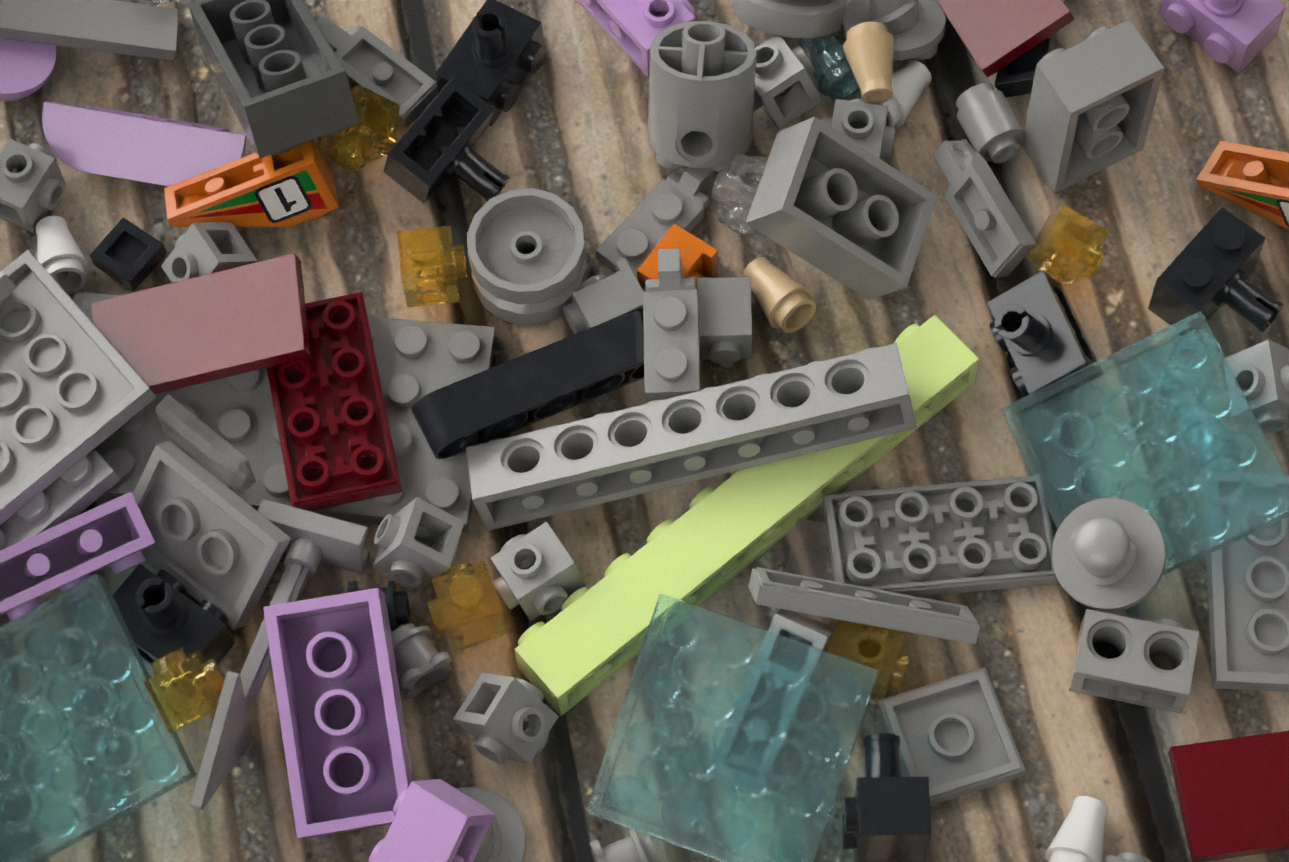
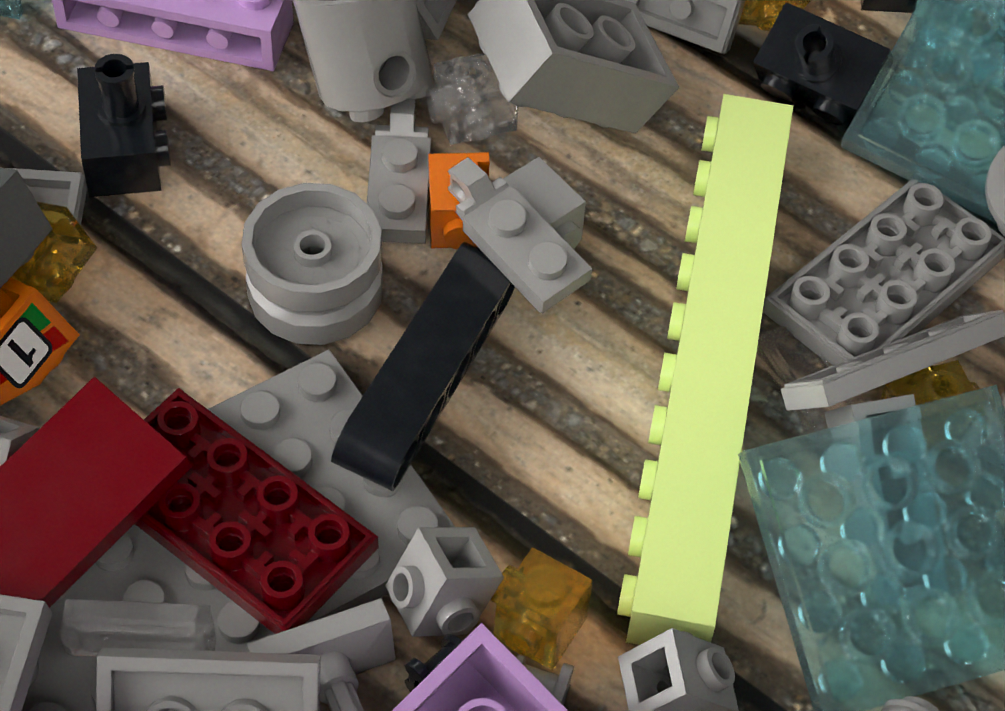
camera: 45 degrees left, 10 degrees down
(430, 266) = (220, 331): clear yellow brick -> none
(444, 145) = (141, 219): black brick -> none
(536, 572) = (582, 526): light grey brick -> none
(604, 298) = (419, 258): light grey brick -> none
(690, 437) = (612, 321): light grey brick -> none
(780, 296) = (575, 162): tan cone -> none

